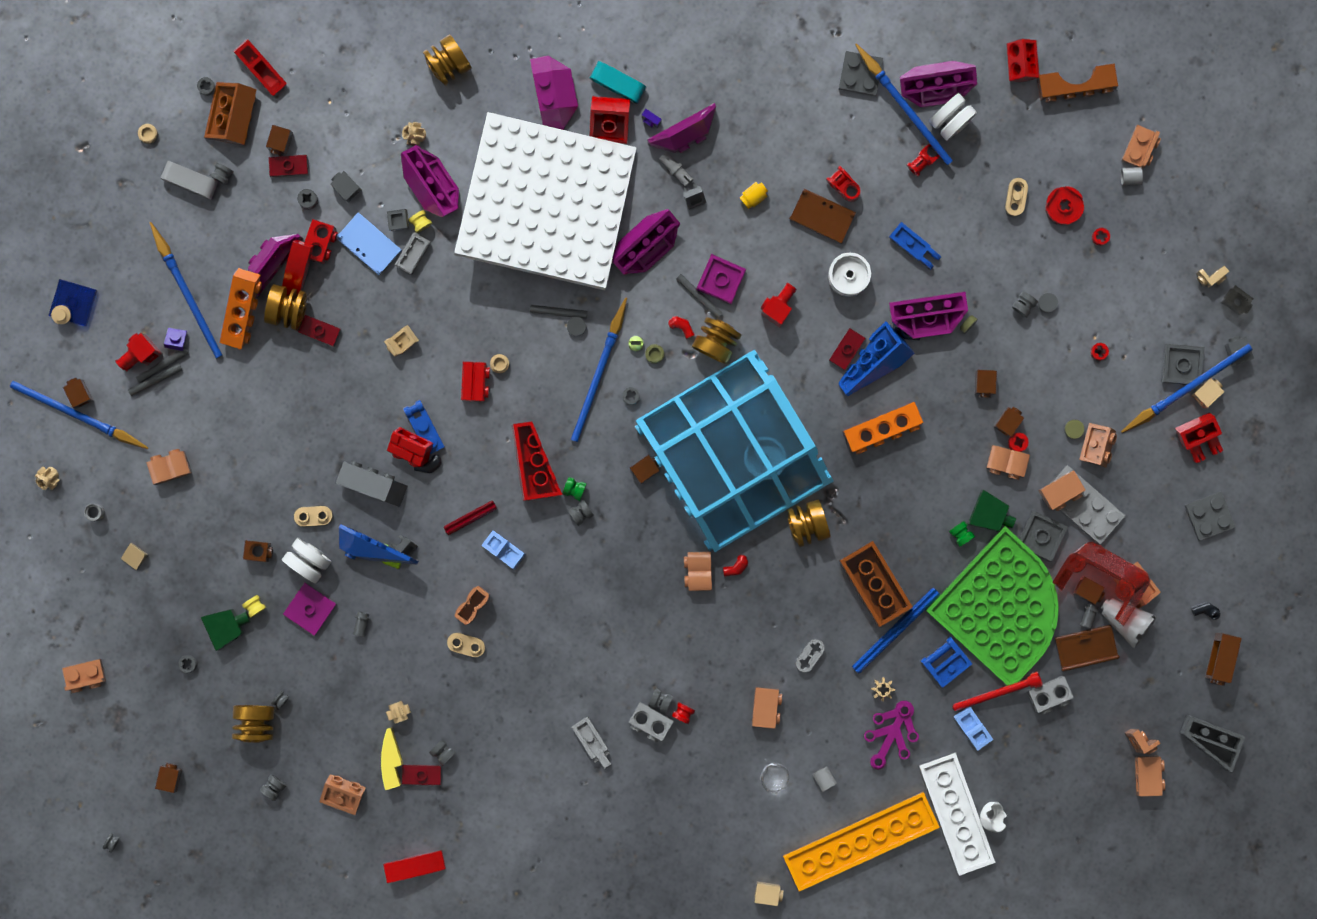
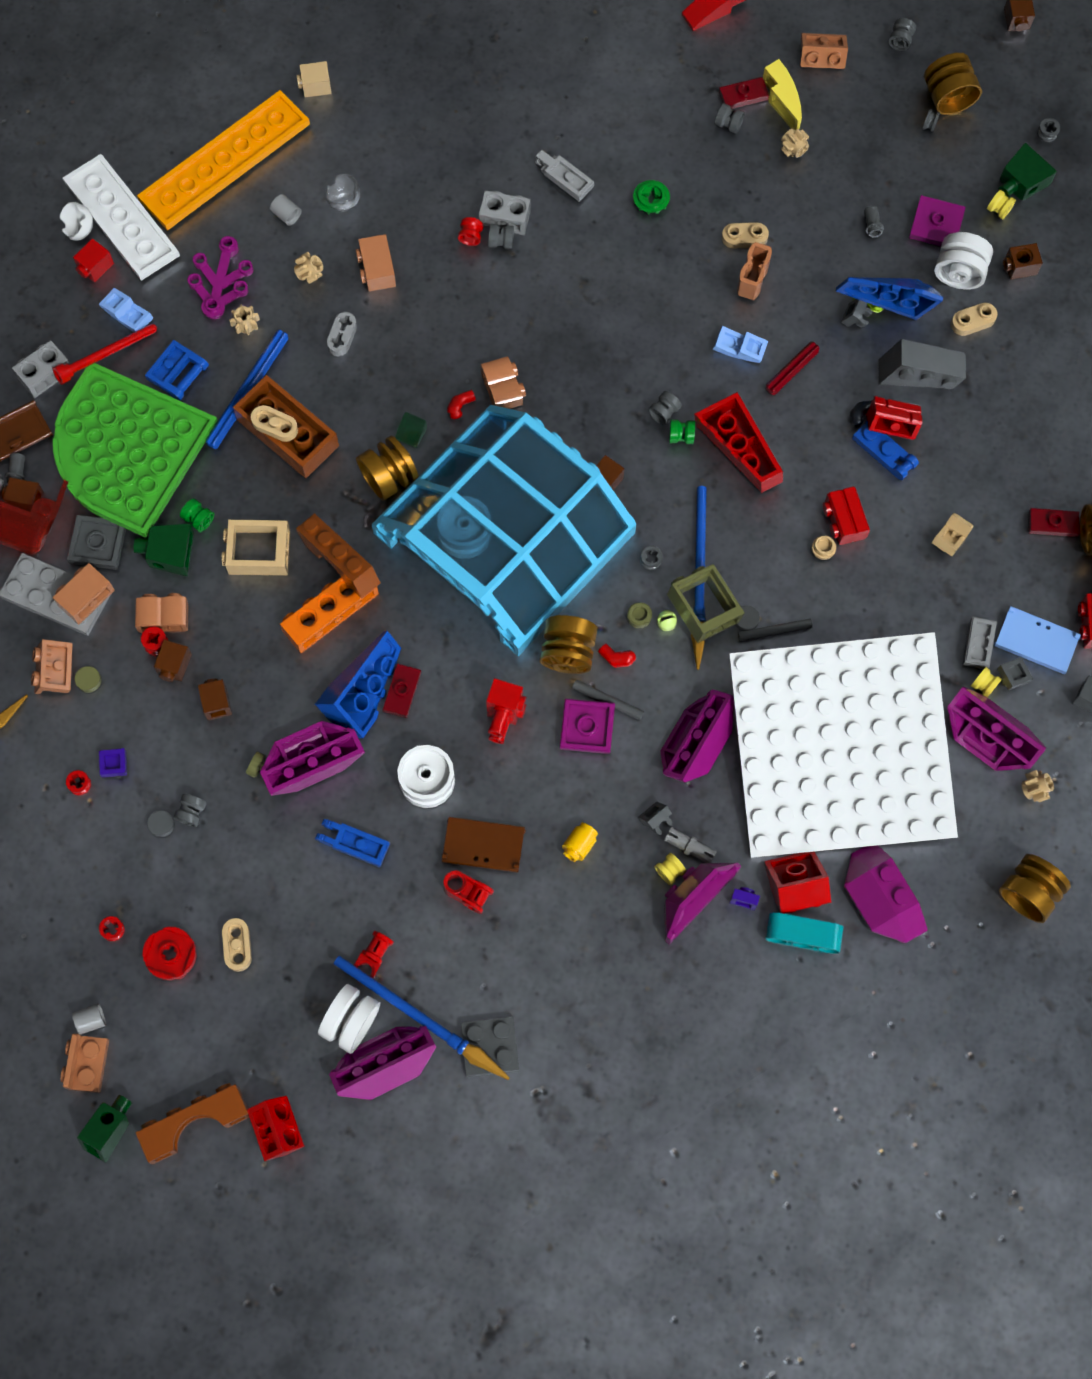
camera: 155 degrees right, 15 degrees down
(520, 704) = (644, 190): none -> green gear
(596, 323) = (710, 575): none -> olive window
(696, 156) = (670, 869): none -> light yellow wheel
(780, 555) = (411, 429): none -> clear green slope
(820, 718) = (308, 267): none -> tan gear
(866, 461) = (347, 562): none -> dark orange arch
(885, 579) = (276, 423): none -> tan plate
(905, 484) = (257, 567): none -> tan window
(988, 778) = (93, 260): none -> red brick
(1071, 357) = (113, 762): none -> dark purple plate
(1143, 90) = (101, 1138): none -> dark green torso

